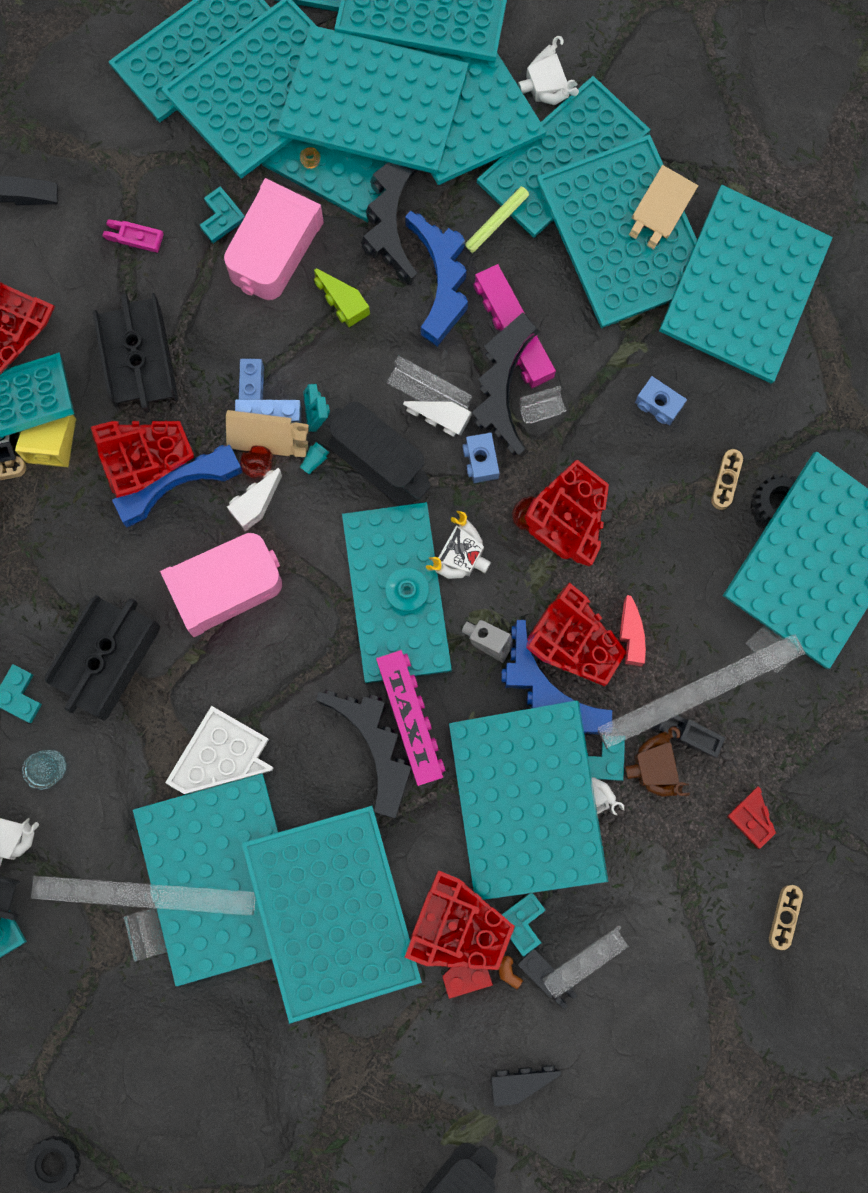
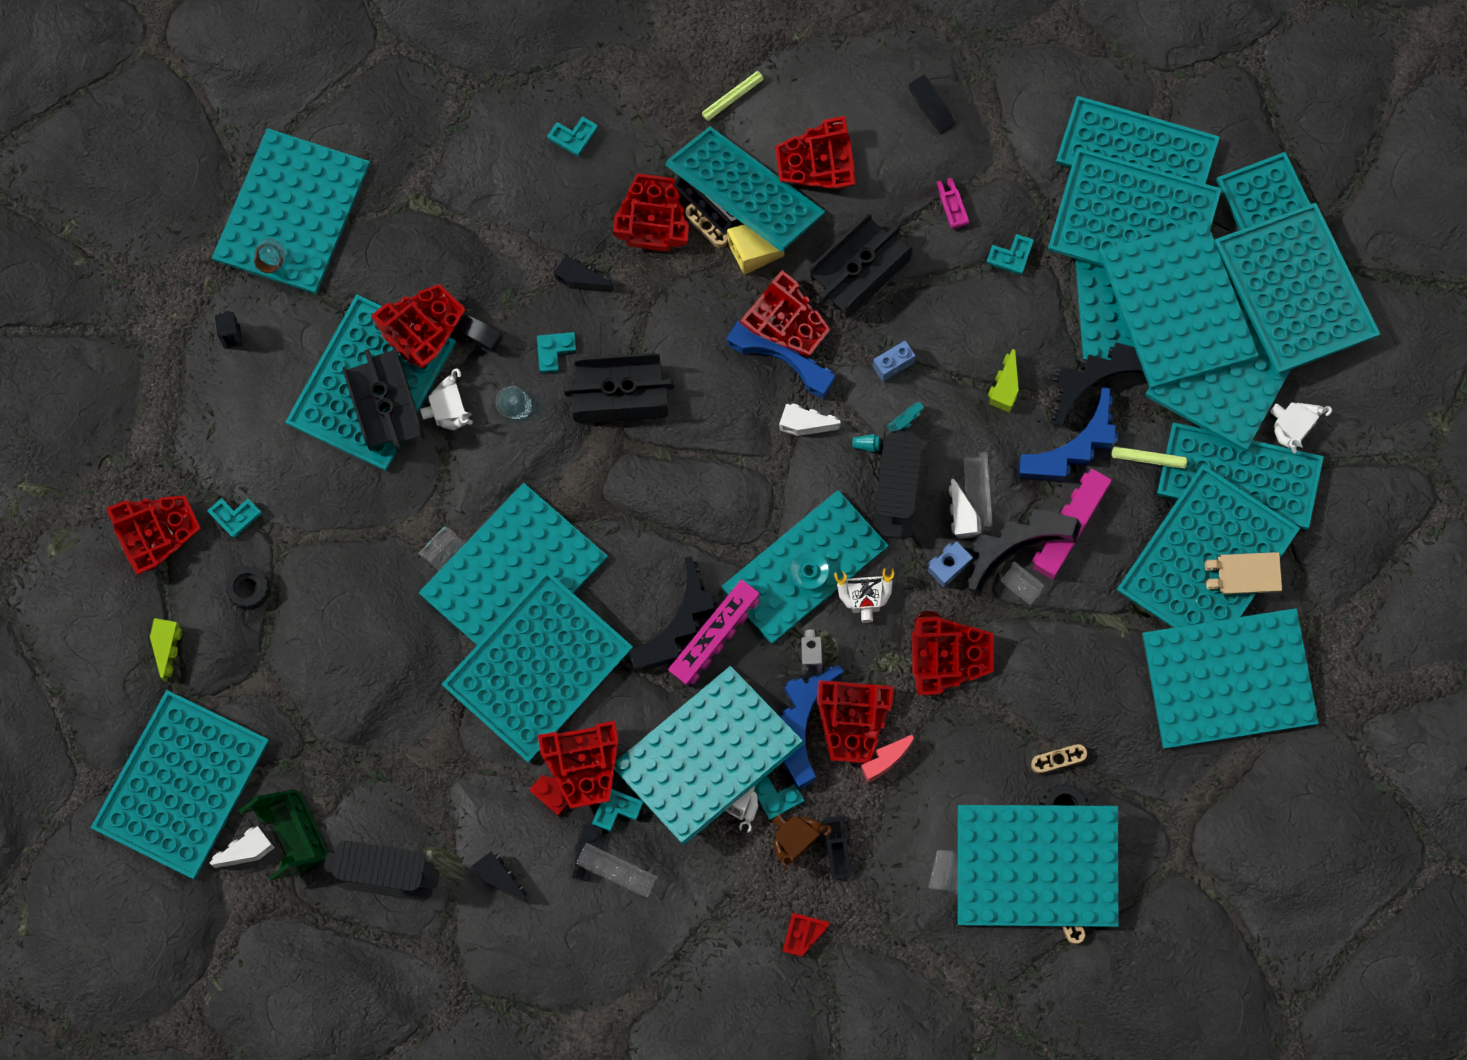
camera: 65 degrees right, 5 degrees down
(143, 895) = (468, 528): clear plate -> none
(219, 754) = (601, 516): white wing -> none
(223, 582) = (728, 437): bright pink piece -> none
(257, 461) = (835, 403): clear red hair -> none
(272, 240) = (1014, 304): bright pink piece -> none
(272, 432) = (860, 396): tan tile -> none
(280, 408) = (878, 388): light blue brick -> none
(310, 163) = (1101, 294): clear orange plate -> none
(506, 973) = (572, 820): dark orange arm -> none
(657, 390) = (1090, 659): medium blue brick -> none
(700, 691) = (872, 832): clear plate -> none
(794, 913) = (727, 1001): tan beam -> none

